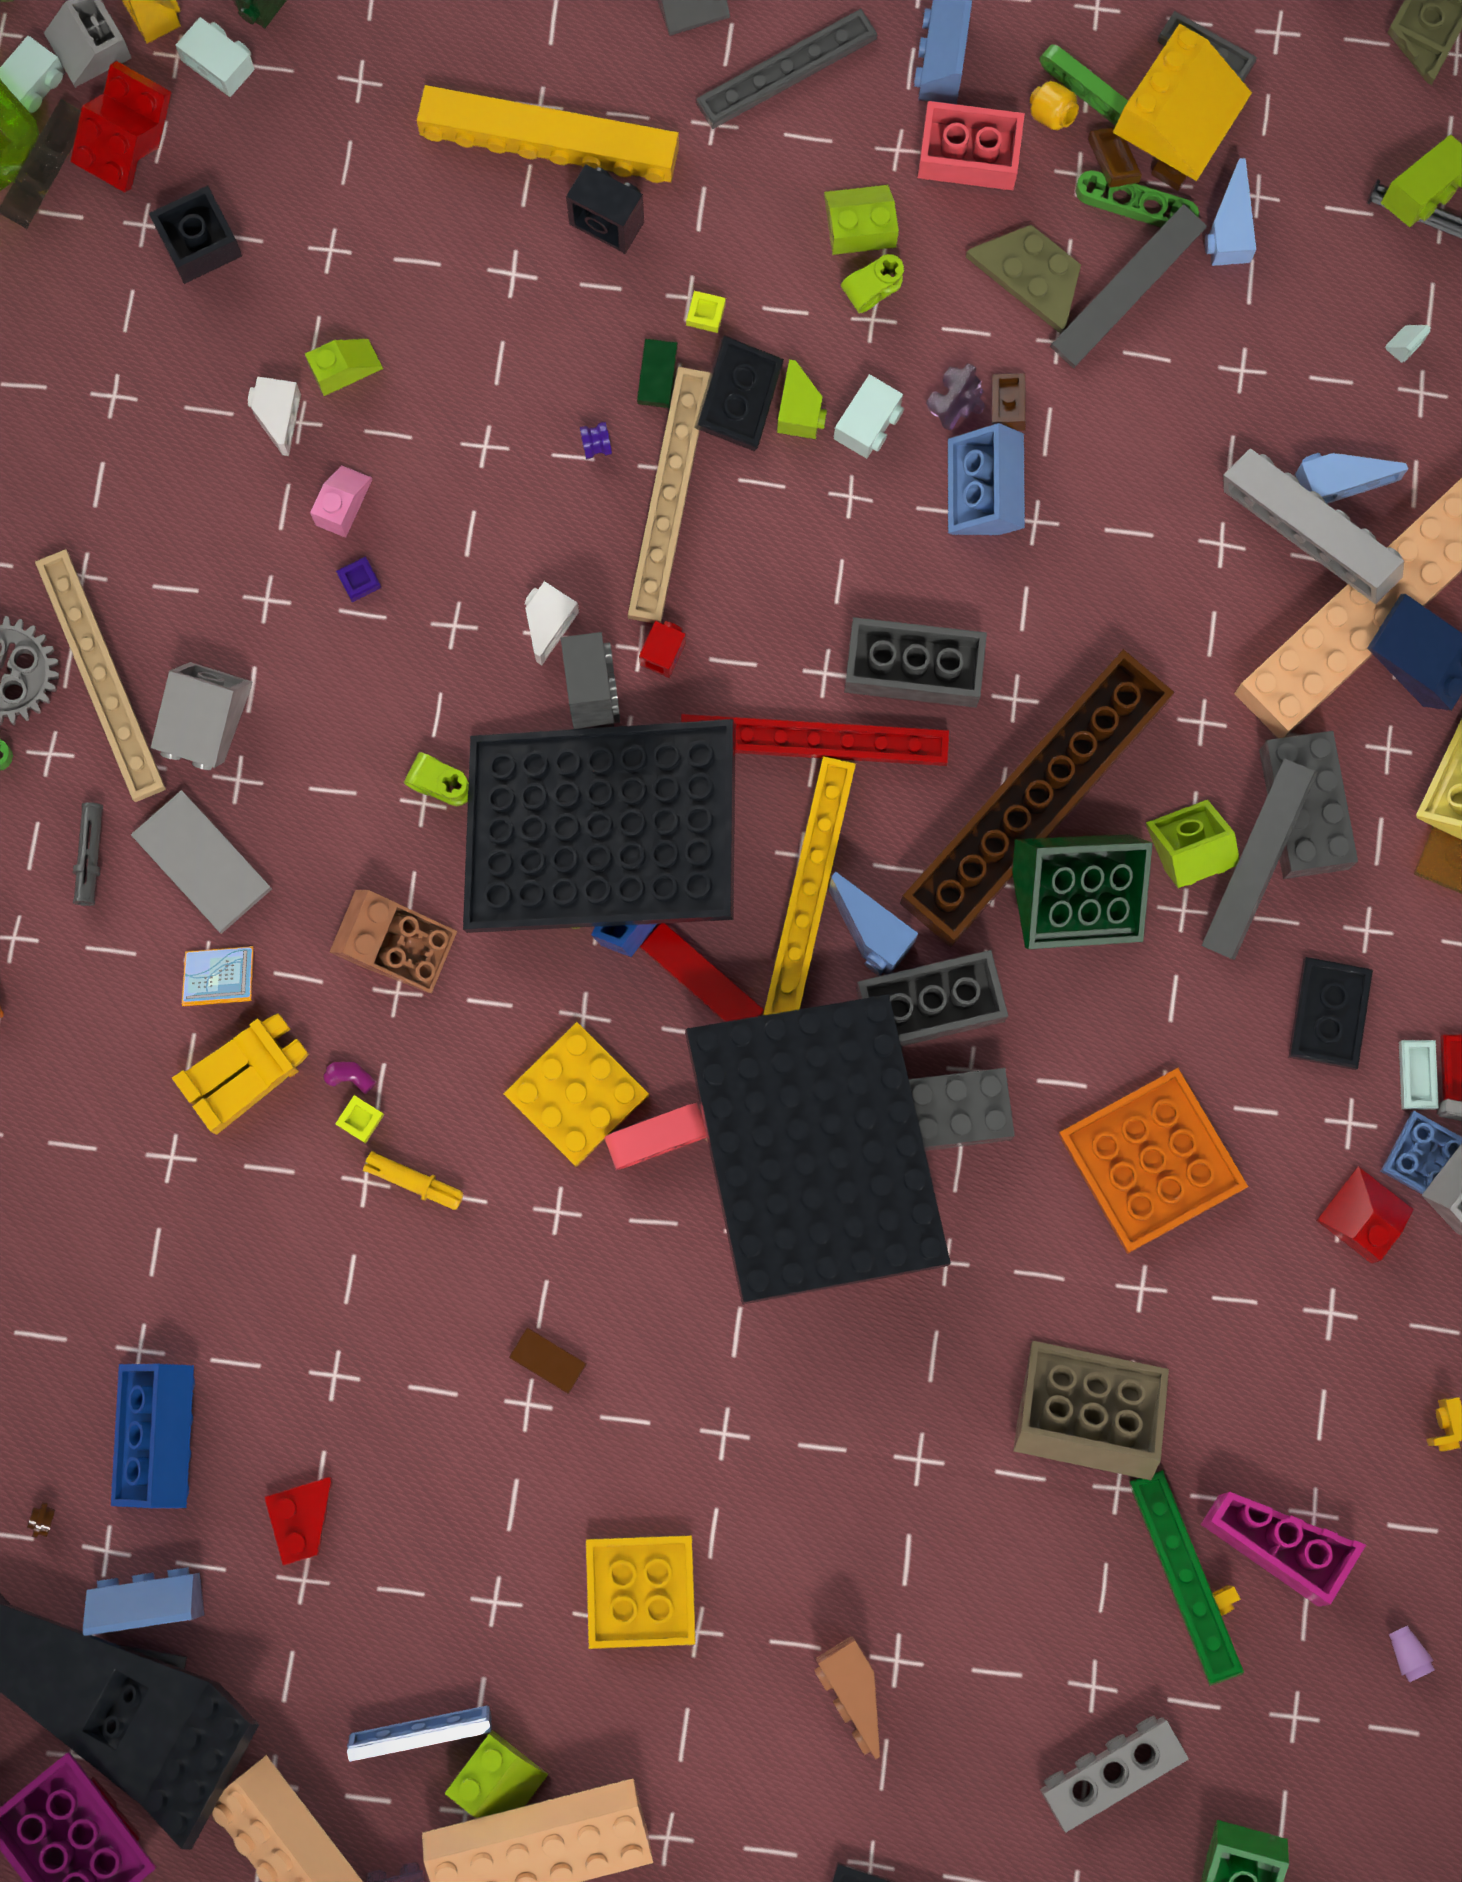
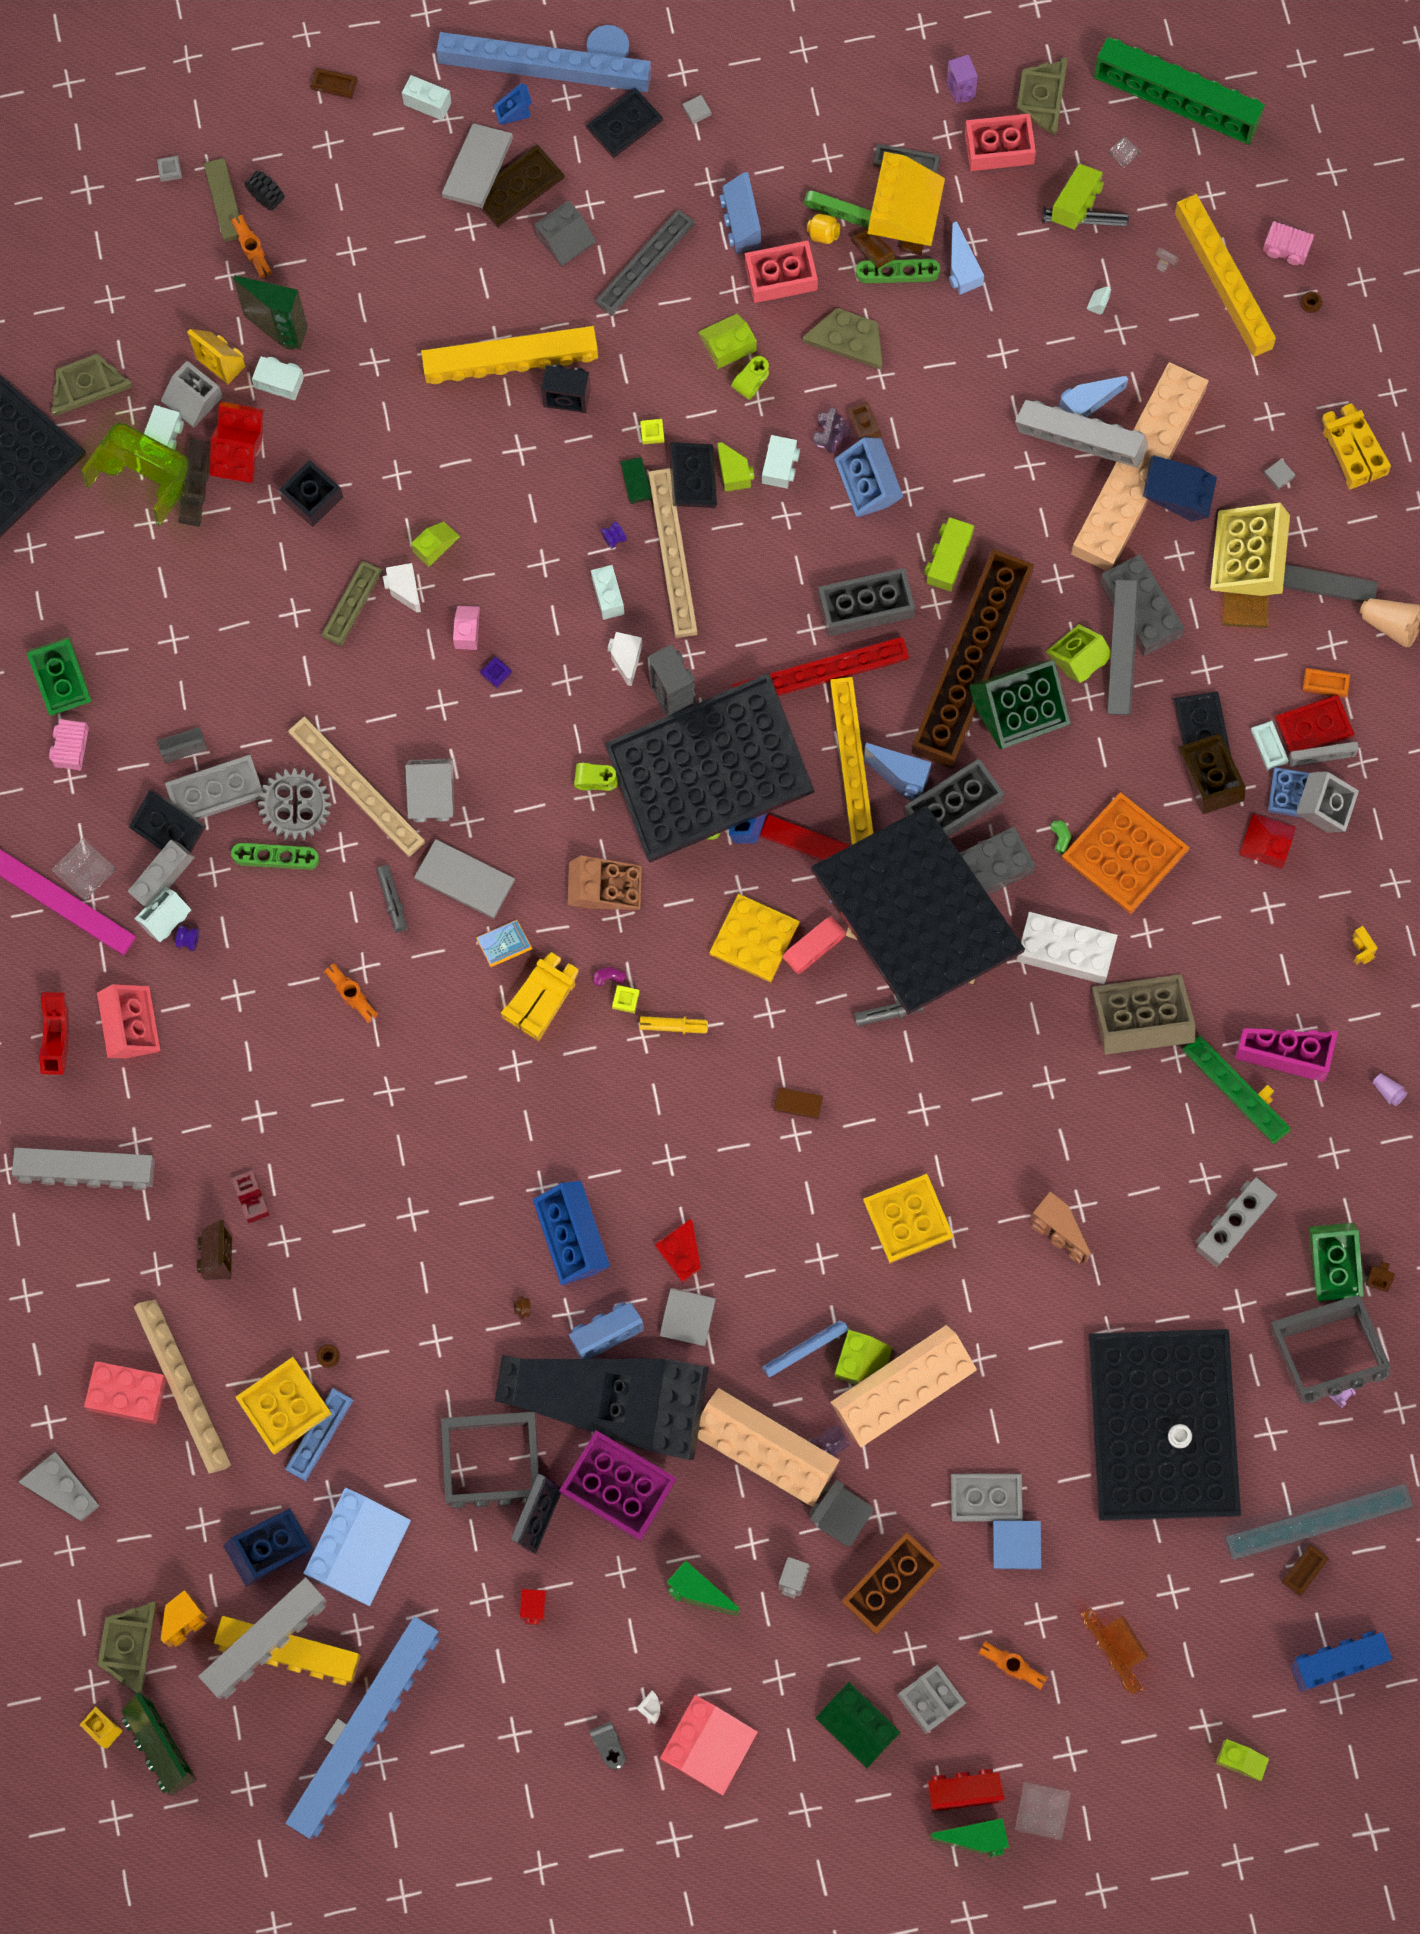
camera: 15 degrees left, 5 degrees down
(196, 411) = (351, 603): none -> olive tile
(271, 1621) = (687, 1317): none -> light grey slope
(555, 519) = (607, 592): none -> light aqua brick
(662, 648) = (705, 648): red brick -> none
(704, 1271) = (881, 1013): none -> dark grey pin
(1017, 1273) = (1067, 948): none -> white brick
(1059, 633) = (949, 554): none -> lime brick
(1073, 1101) = (1062, 831): none -> bright green arm
(1128, 286) = (912, 325): dark grey tile -> none
(1320, 1089) = (1212, 774): none -> dark brown slope
(1349, 66) = (1000, 142): none -> coral brick

